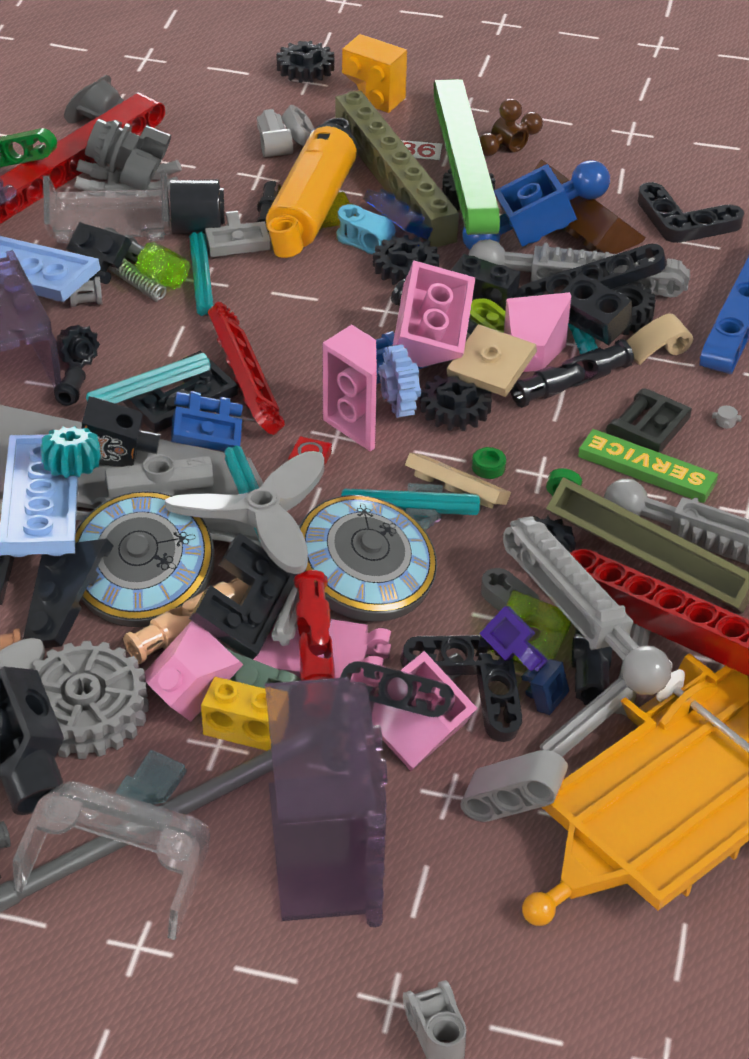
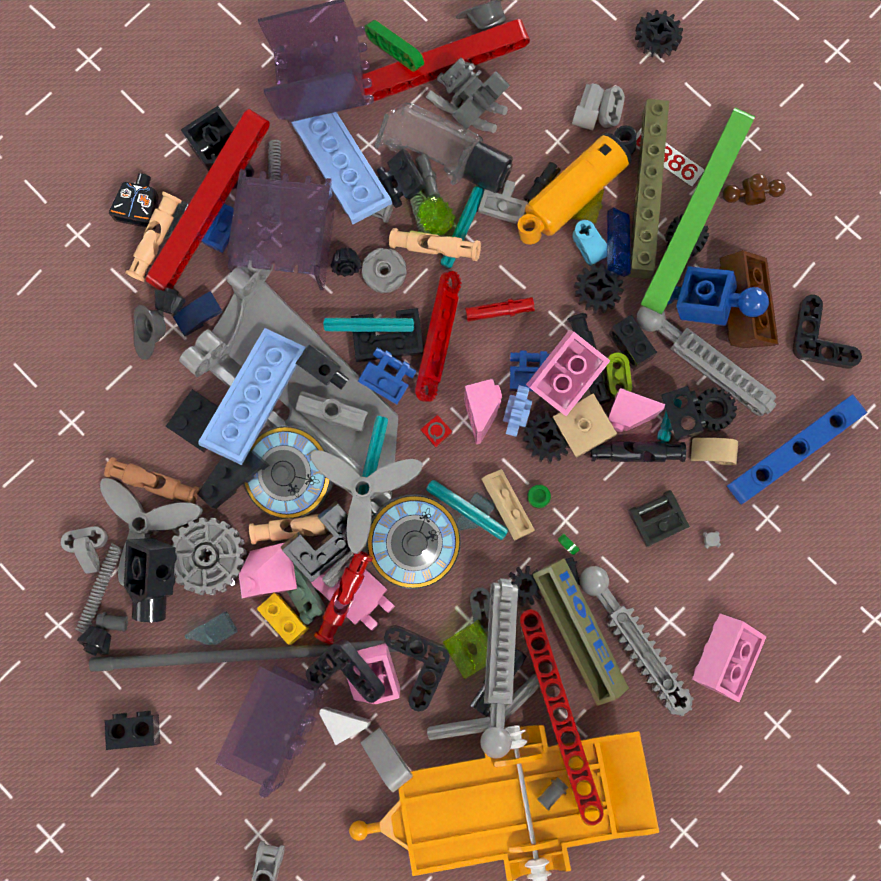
camera: 35 degrees right, 35 degrees up
(68, 389) = (326, 294): black pin -> none
(70, 451) = (281, 385): teal gear -> none
(108, 961) = (133, 735): none -> black brick
(130, 339) = (384, 259): none -> light grey plate
(158, 294) = (448, 246): none -> light nougat piece
(175, 837) = (178, 666): clear windscreen -> none
(313, 314) = (505, 308): none -> red pin
(376, 70) = (696, 81): light orange slope -> none
(422, 778) = (342, 724): none -> white slope
(510, 637) = (448, 662): dark purple plate -> none
(547, 686) = (456, 691): dark blue tile -> none
(604, 269) = (712, 381): black beam -> none
(648, 465) = (633, 553): bright green tile -> none

